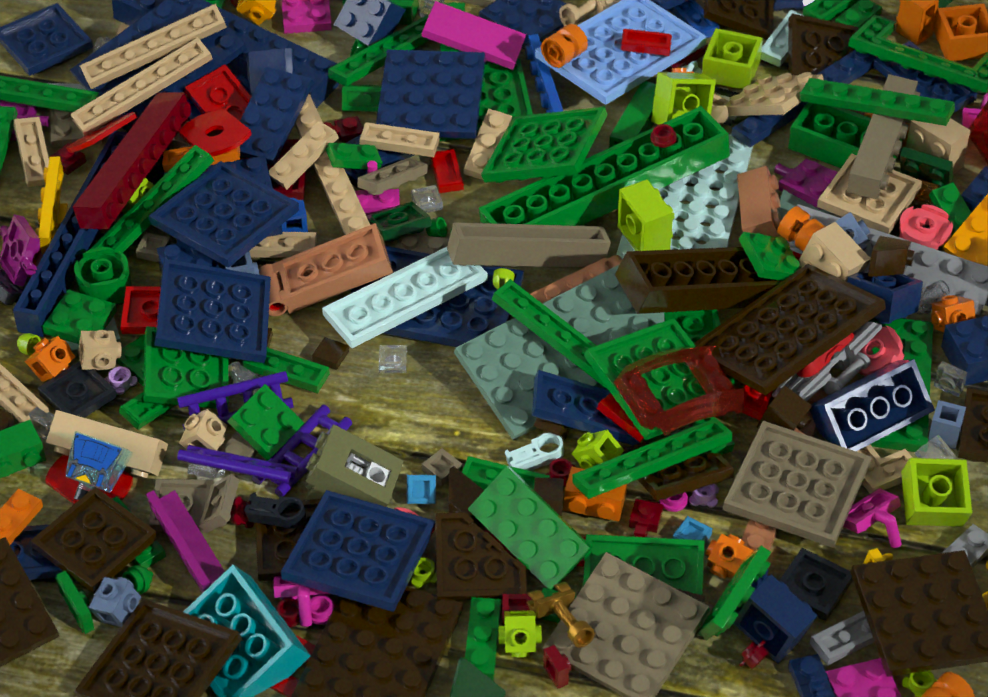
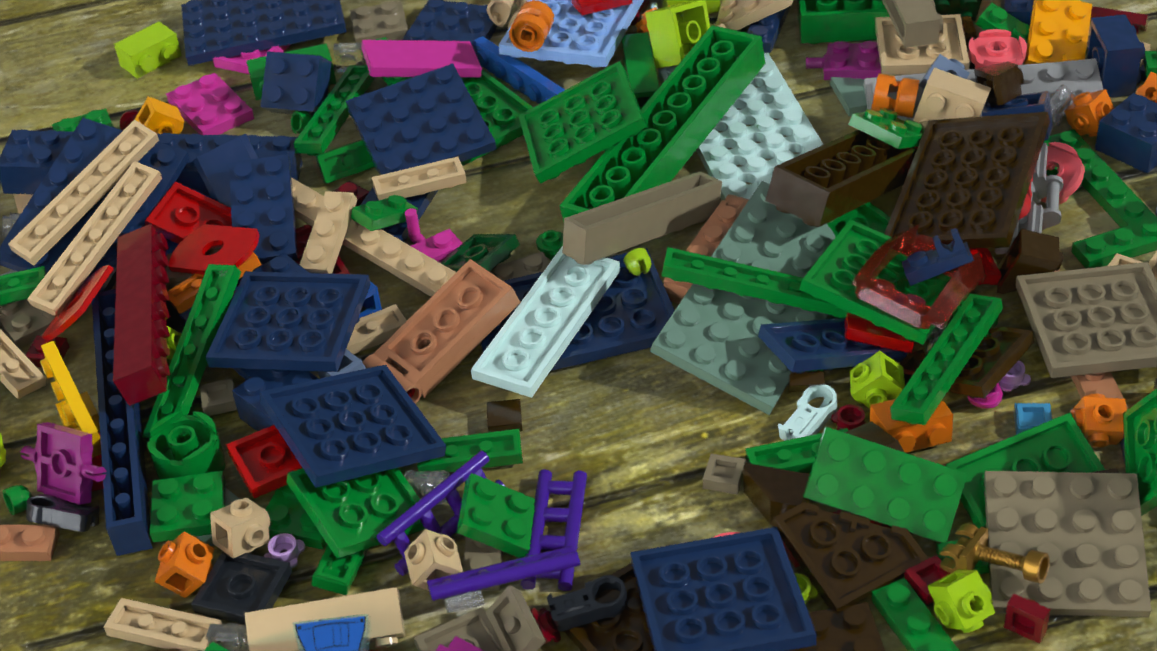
camera: 25 degrees left, 5 degrees down
(27, 342) = (141, 562): lime hinge -> none
(351, 468) = (635, 516): olive brick -> none
(392, 176) = (436, 218): dark tan plate -> none
(392, 358) = (579, 391): clear plate -> none
(421, 489) = (722, 506): dark azure tile -> none
(427, 198) = (487, 223): clear plate -> none
(438, 228) = (522, 250): green hinge -> none
(447, 171) = (484, 195): red tile -> none
(489, 136) = (511, 152): tan plate -> none
(645, 217) = (740, 145): lime brick -> none
(645, 517) = (974, 426): dark red plate -> none
(663, 136) = (701, 62): dark red plate -> none
(699, 380) = (928, 264): none -> dark blue plate
(759, 202) = (824, 95): nougat brick -> none
(873, 406) = (1103, 216): dark blue slope -> none
(950, 379) = (1138, 168): clear plate -> none

